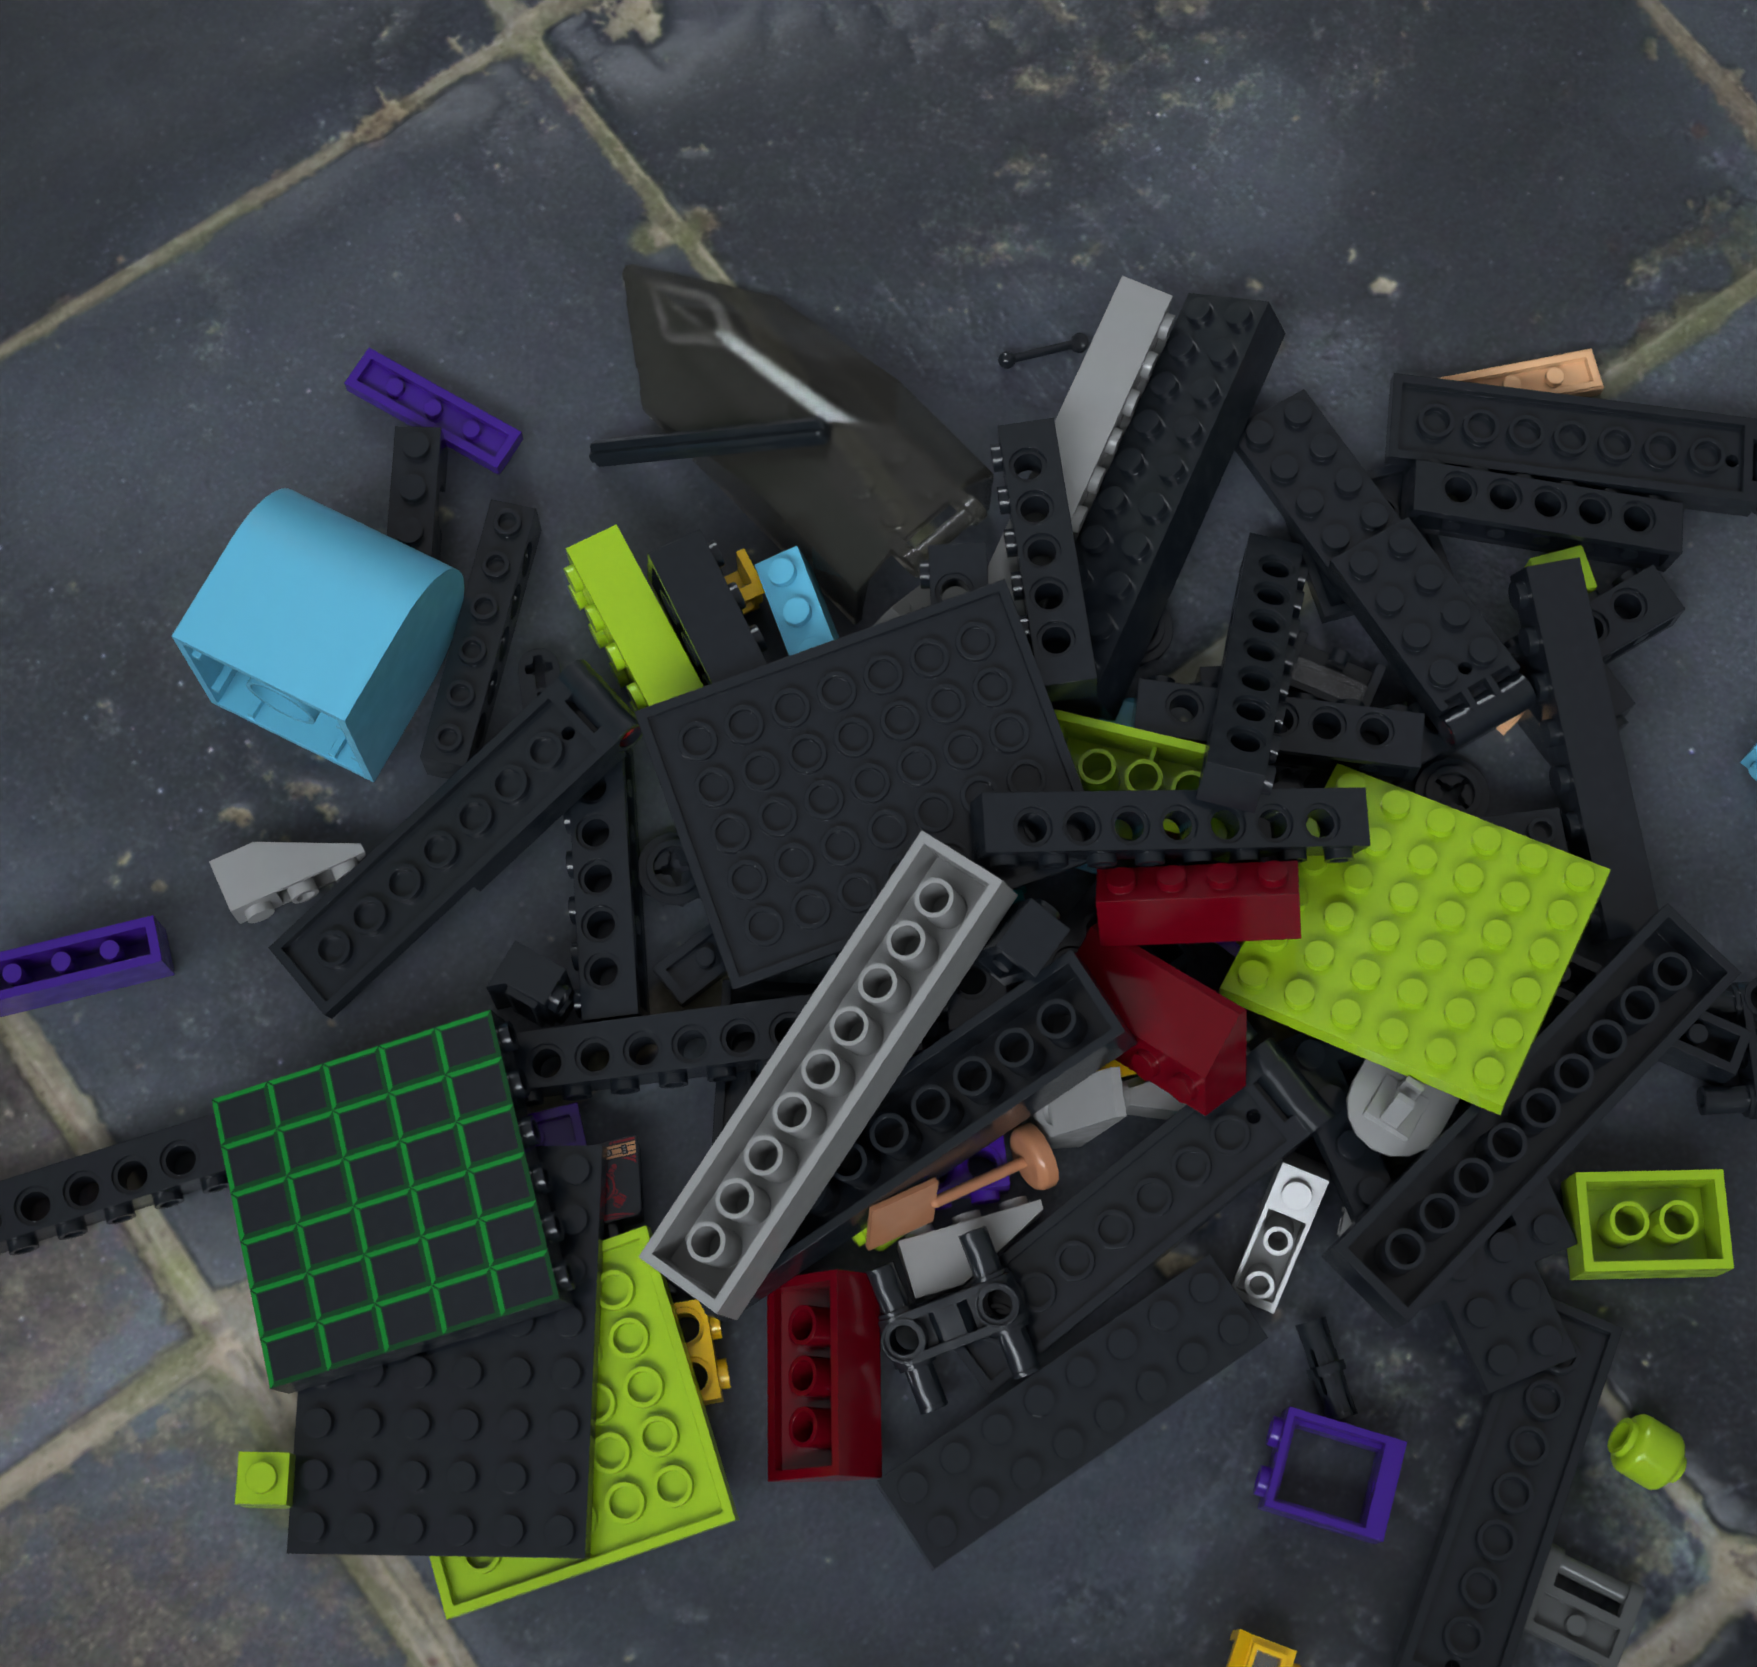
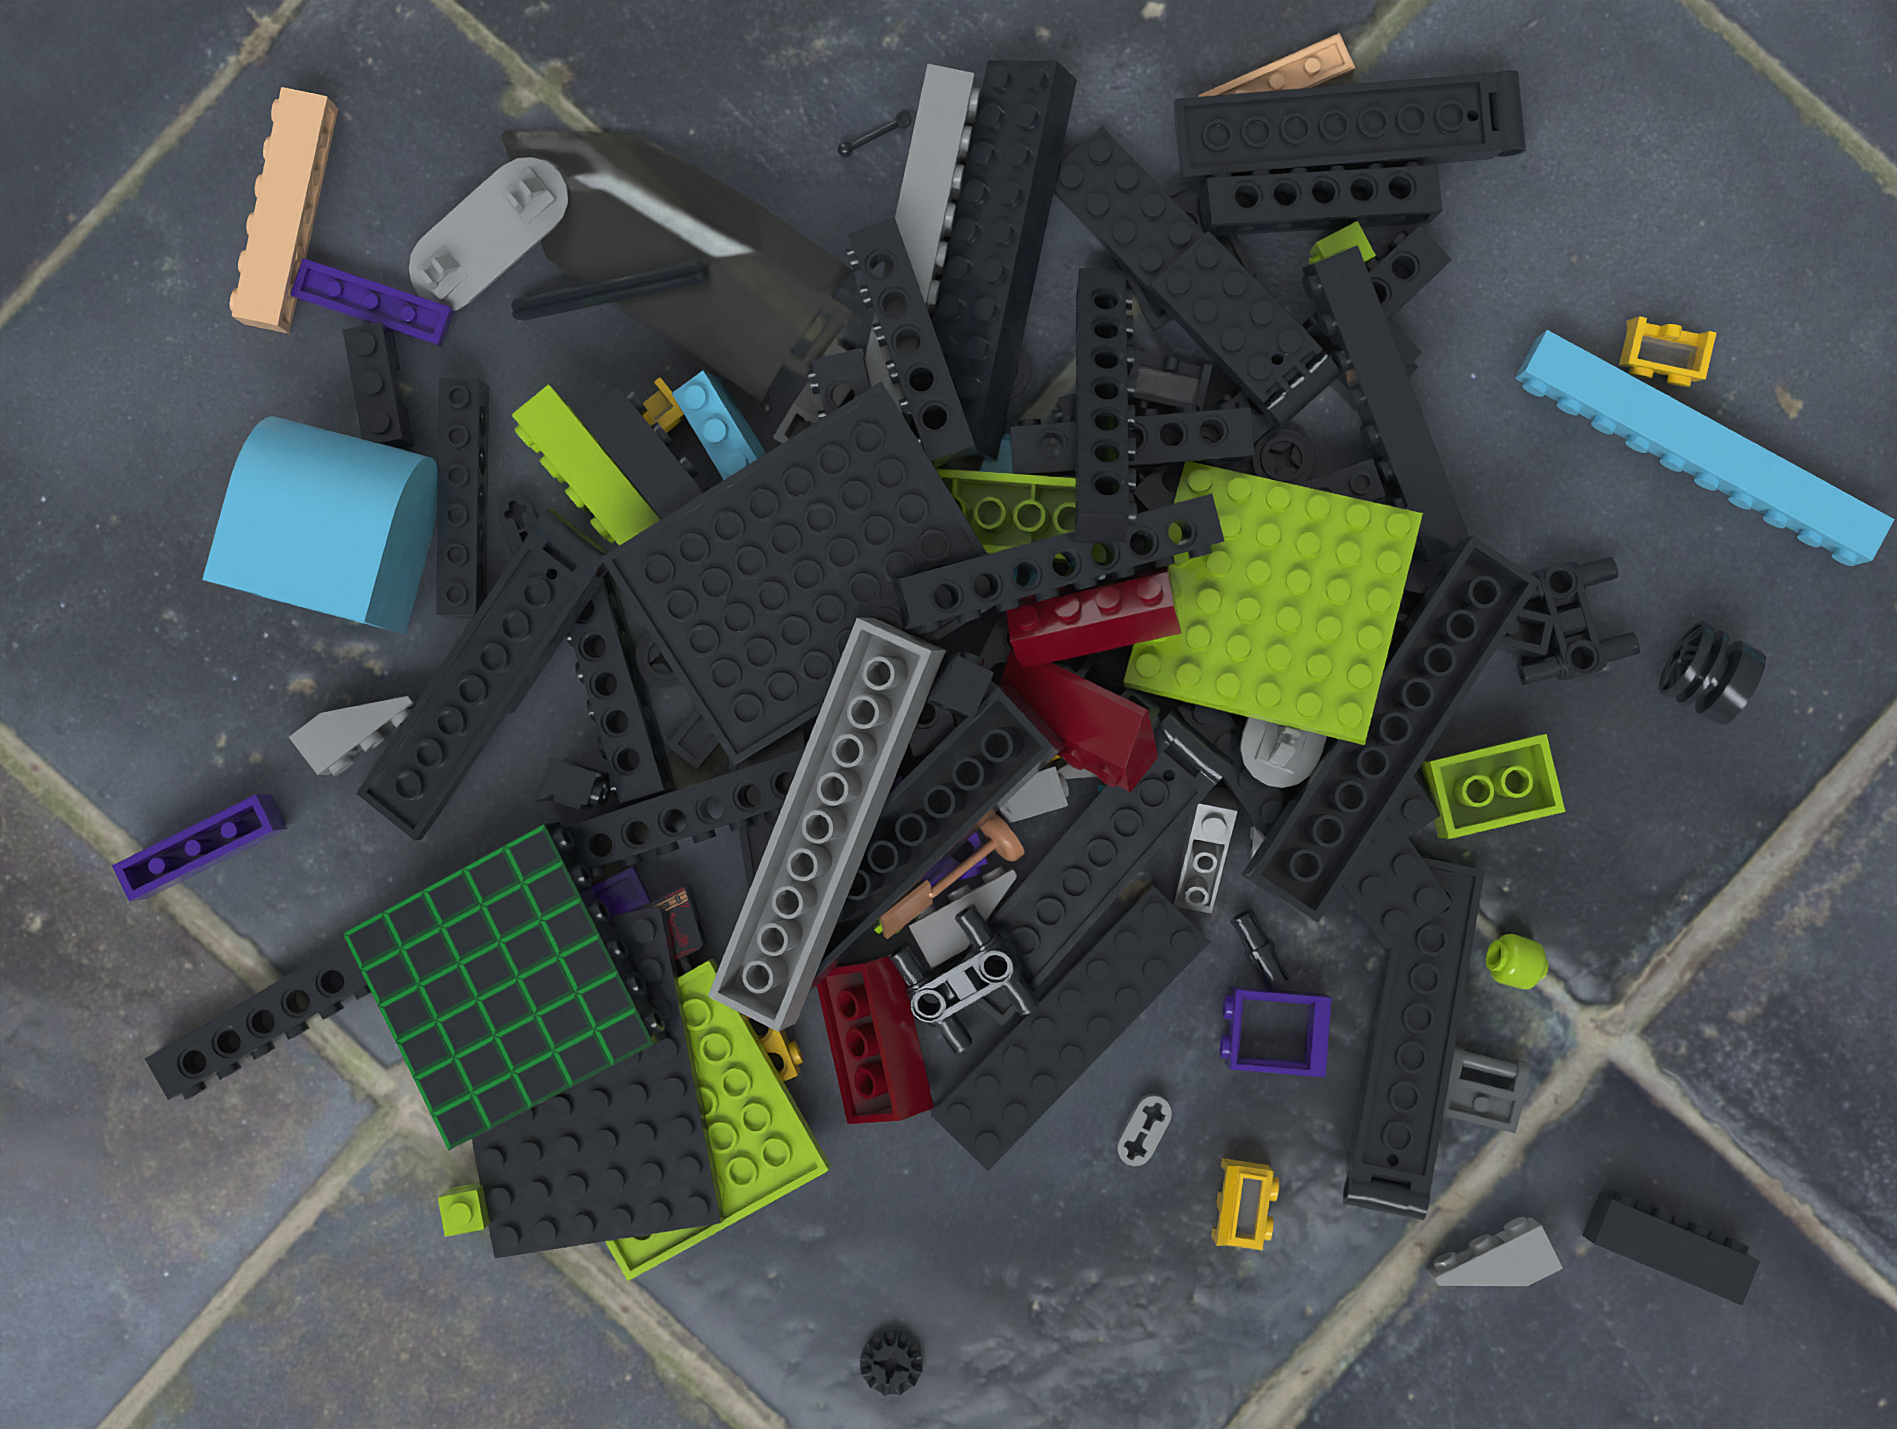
camera: 10 degrees left, 15 degrees up
(361, 295) = (284, 209): none -> light nougat brick
(584, 361) = (488, 232): none -> light grey piece
(1149, 1577) = (1152, 1134): none -> light grey beam

